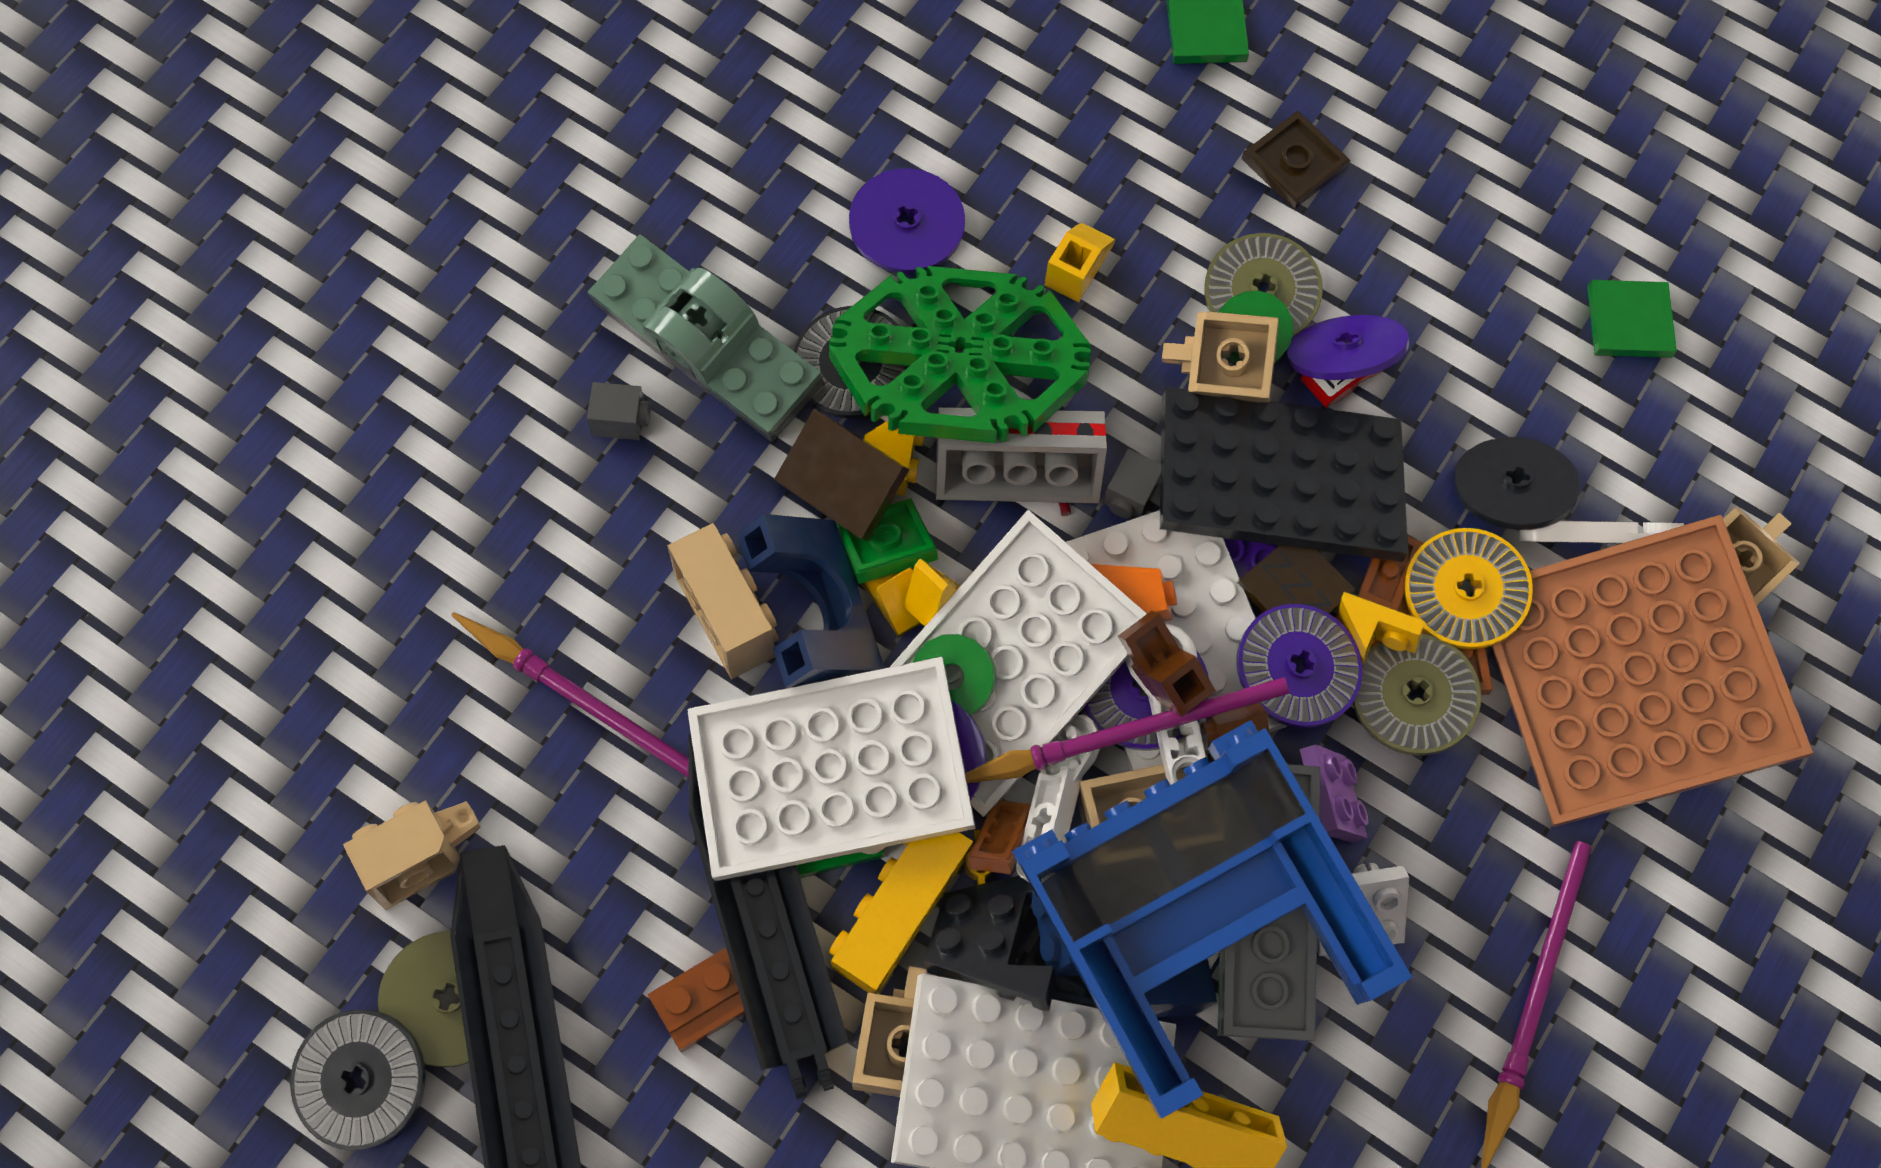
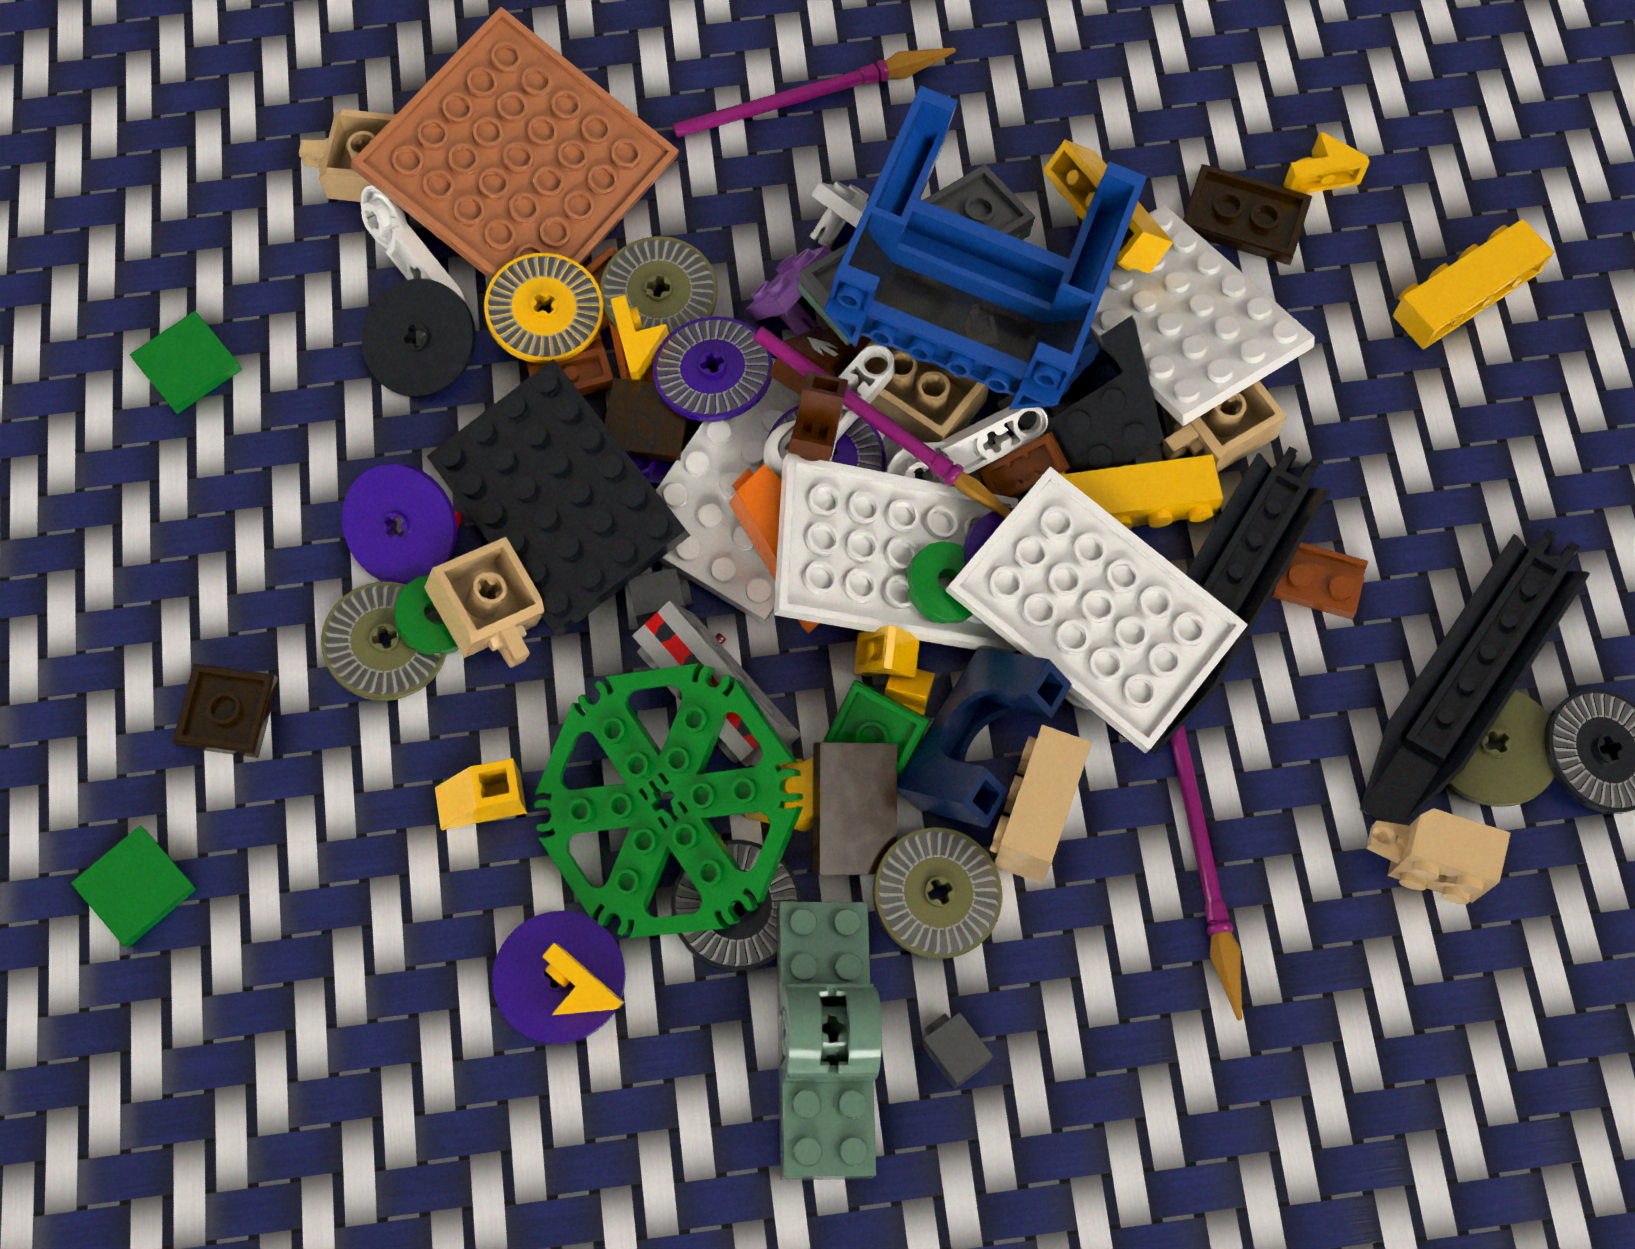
camera: 125 degrees left, 0 degrees up
(717, 467) = (926, 924): none -> piece
(878, 217) = (589, 992): none -> yellow slope

